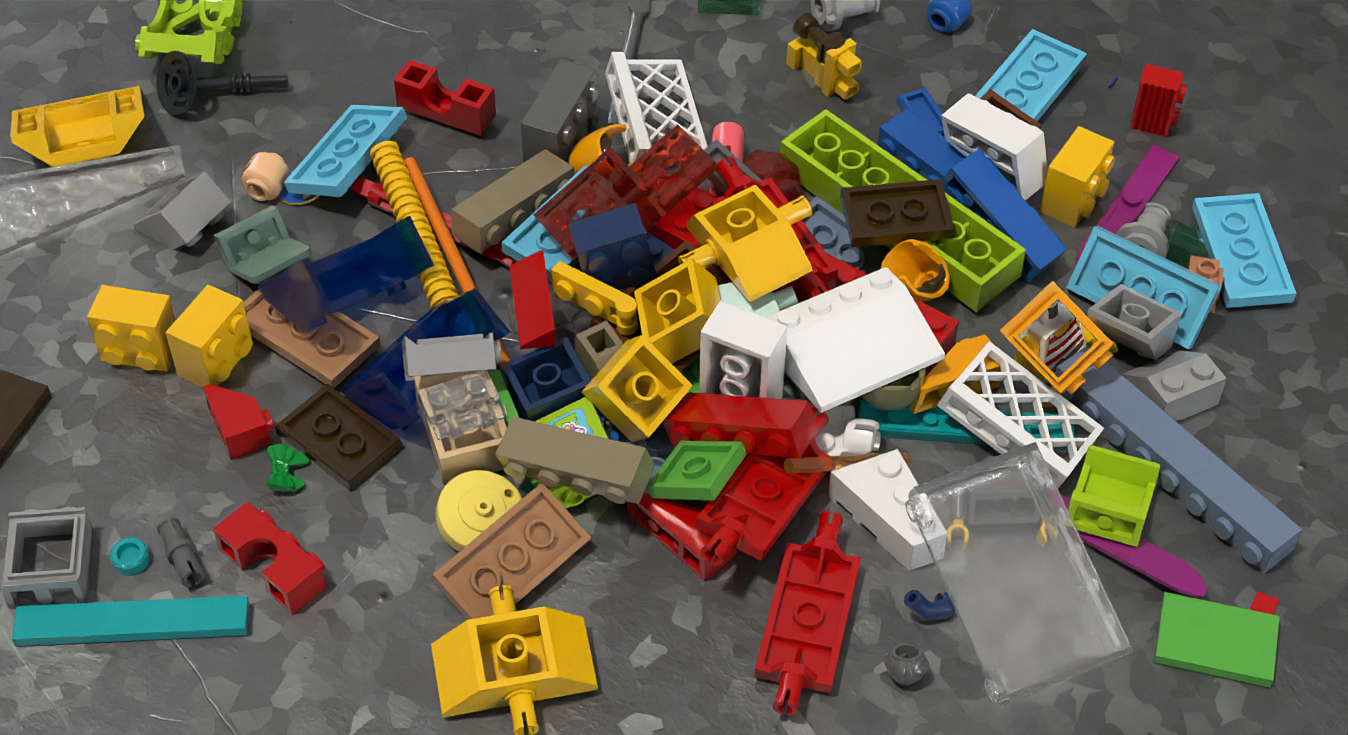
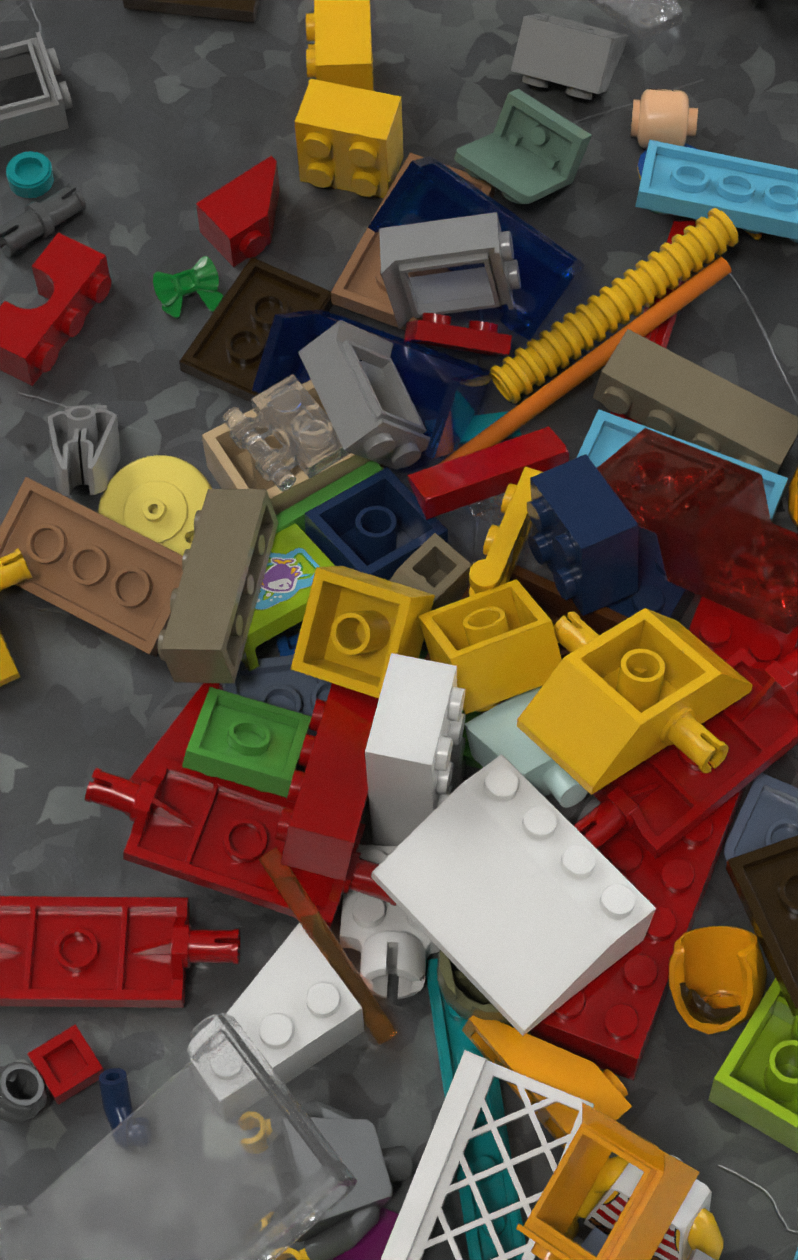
camera: 80 degrees right, 10 degrees up
(364, 289) = (448, 245): none -> light grey window
(399, 318) = (438, 332): none -> red plate
(413, 544) = (84, 447): none -> light grey hinge
(888, 631) = (66, 1064): none -> red plate

